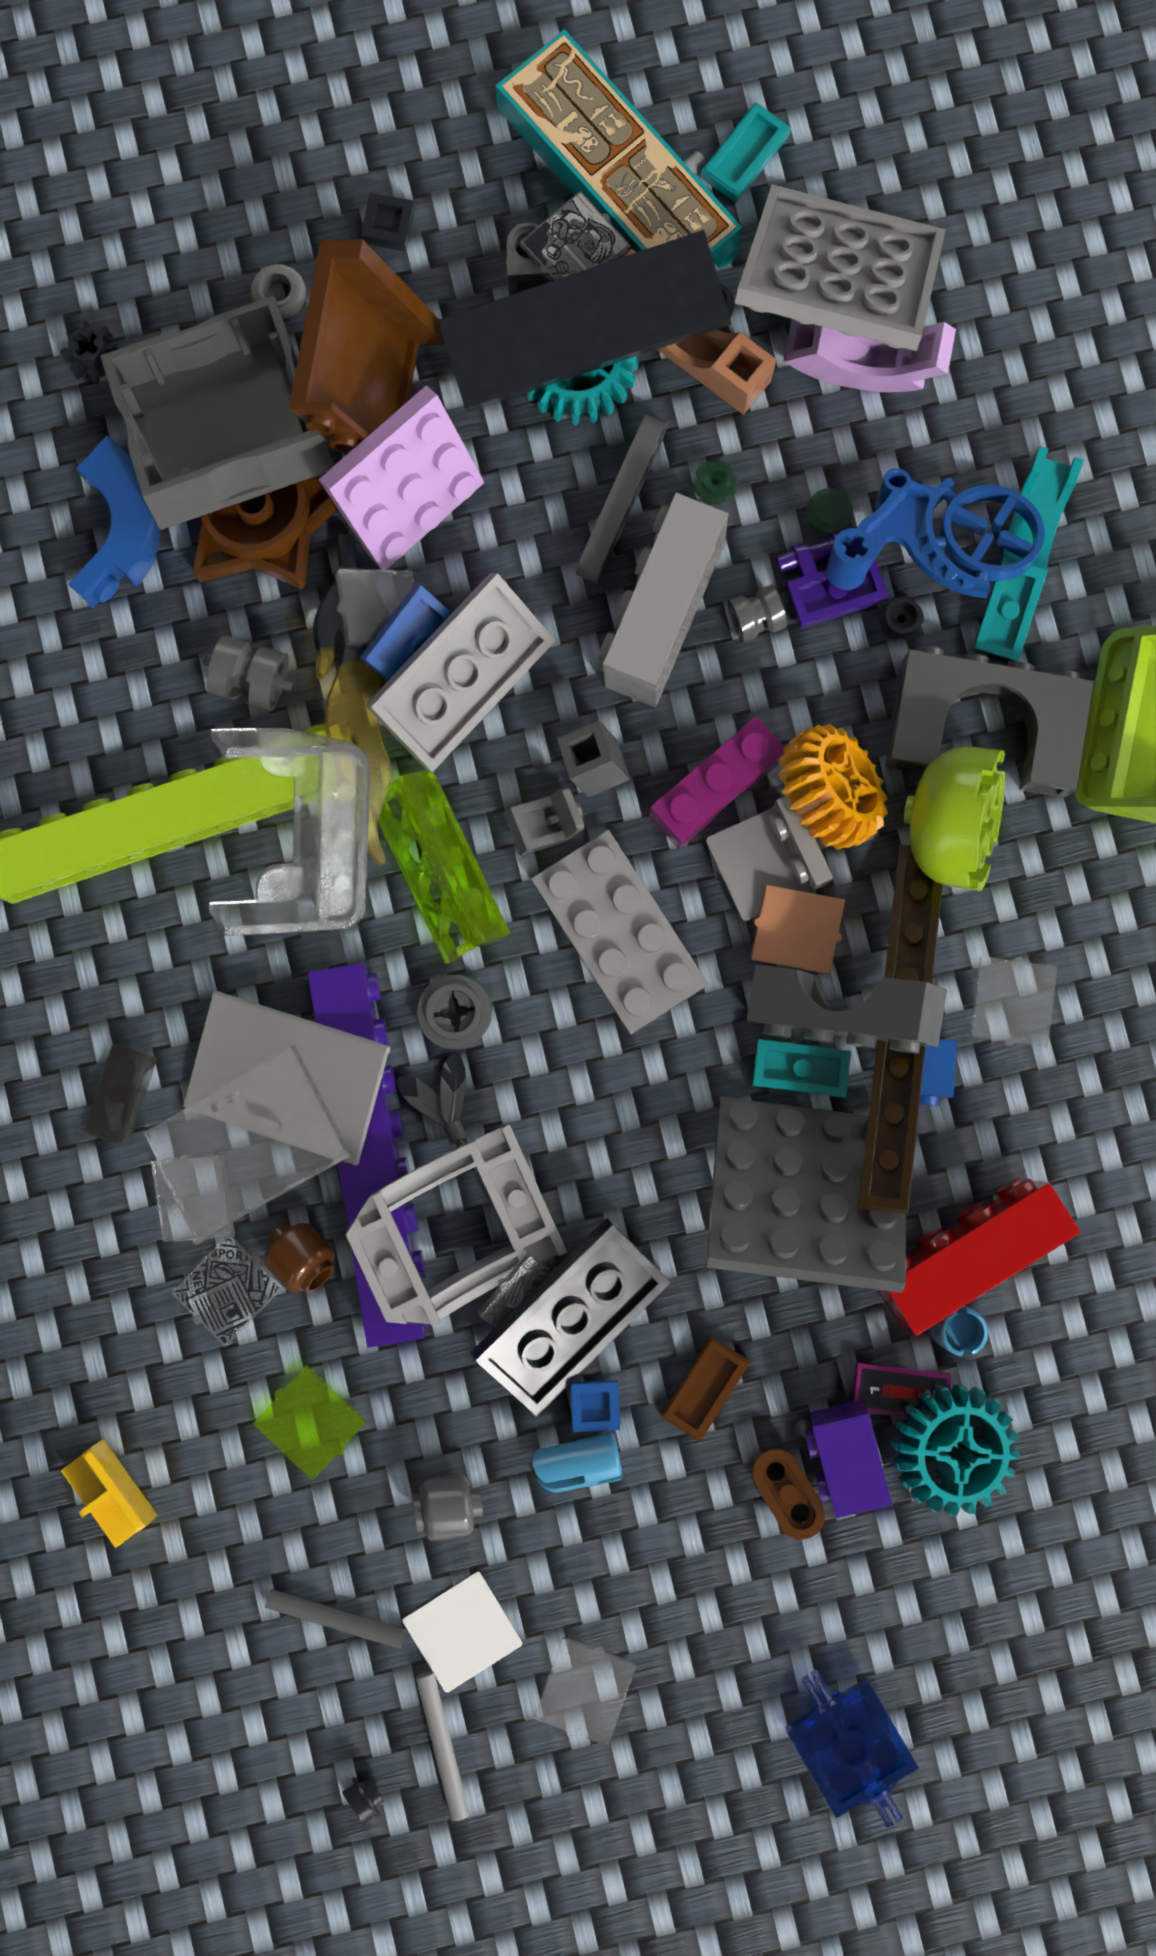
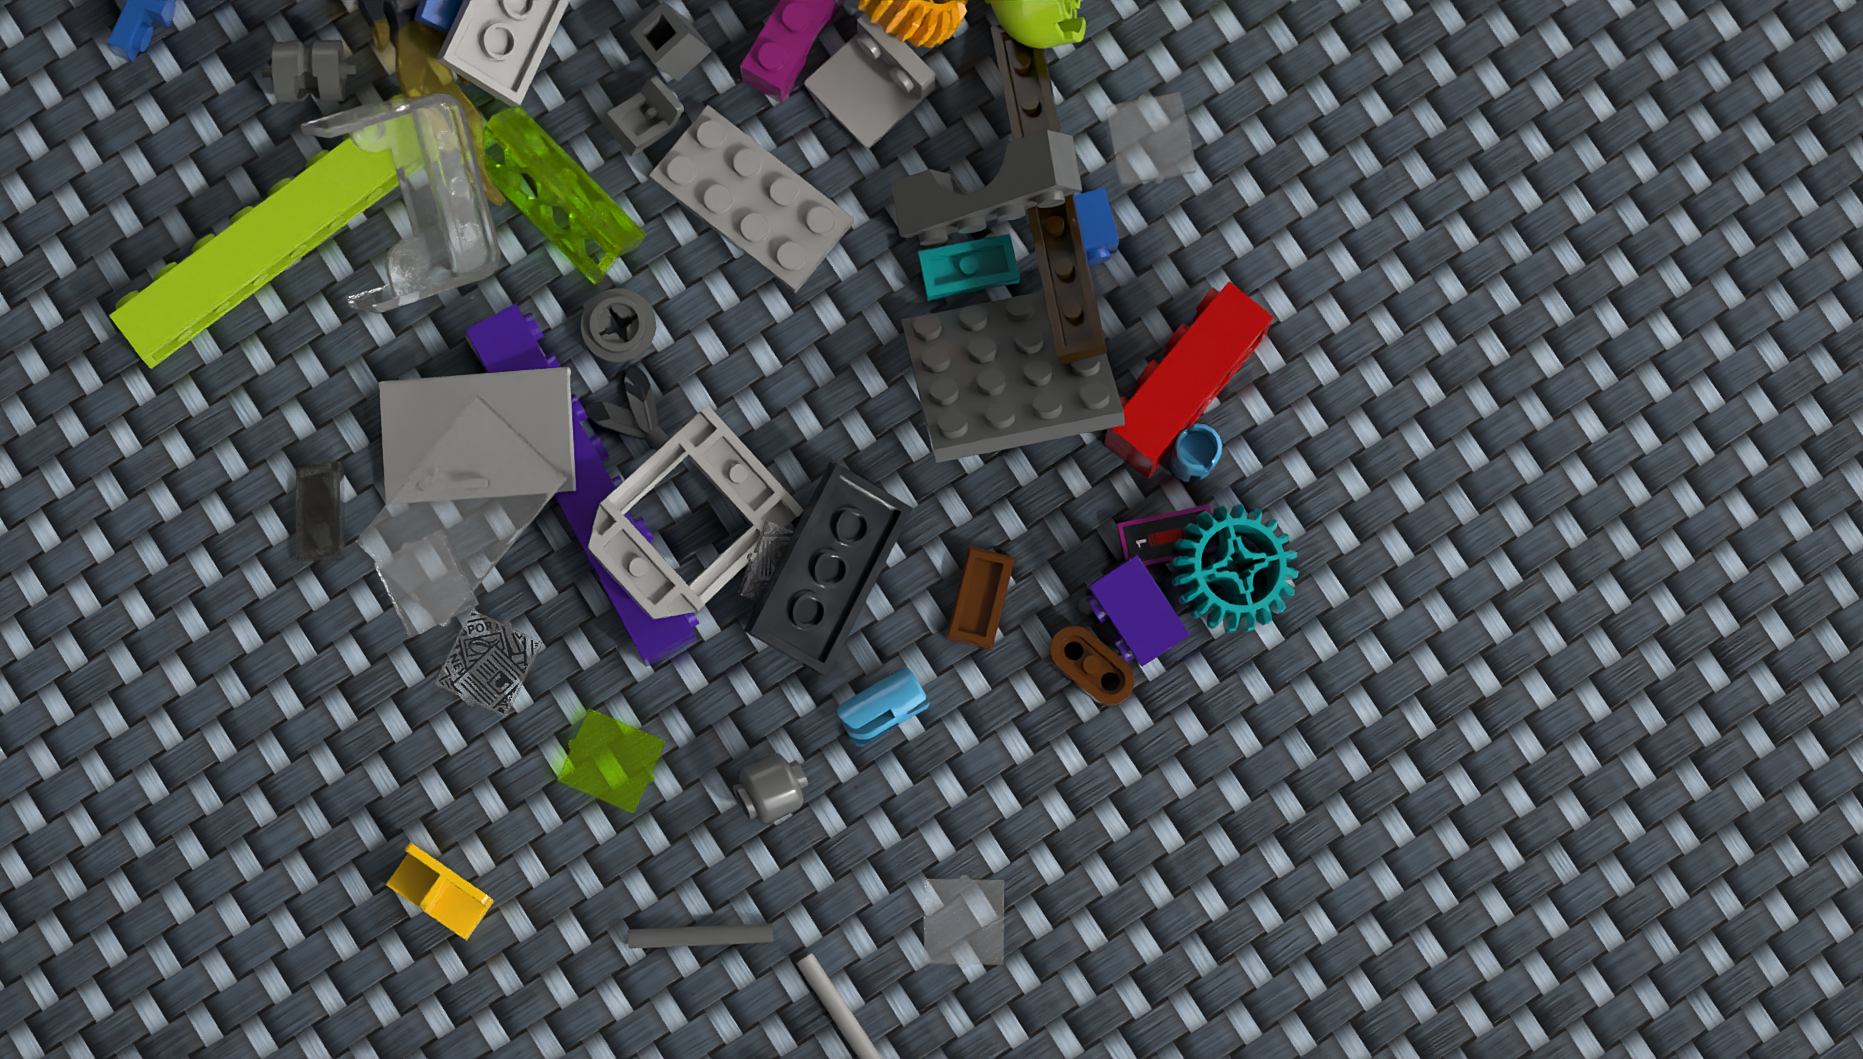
camera: 25 degrees left, 5 degrees down
(299, 1258) = (548, 604): reddish brown head -> none
(462, 1632) = (827, 908): white sticker -> none
(595, 1406) = (880, 647): blue plate -> none
(797, 929) = (920, 137): nougat piece -> none
(851, 1748) = (1233, 881): clear blue plate -> none

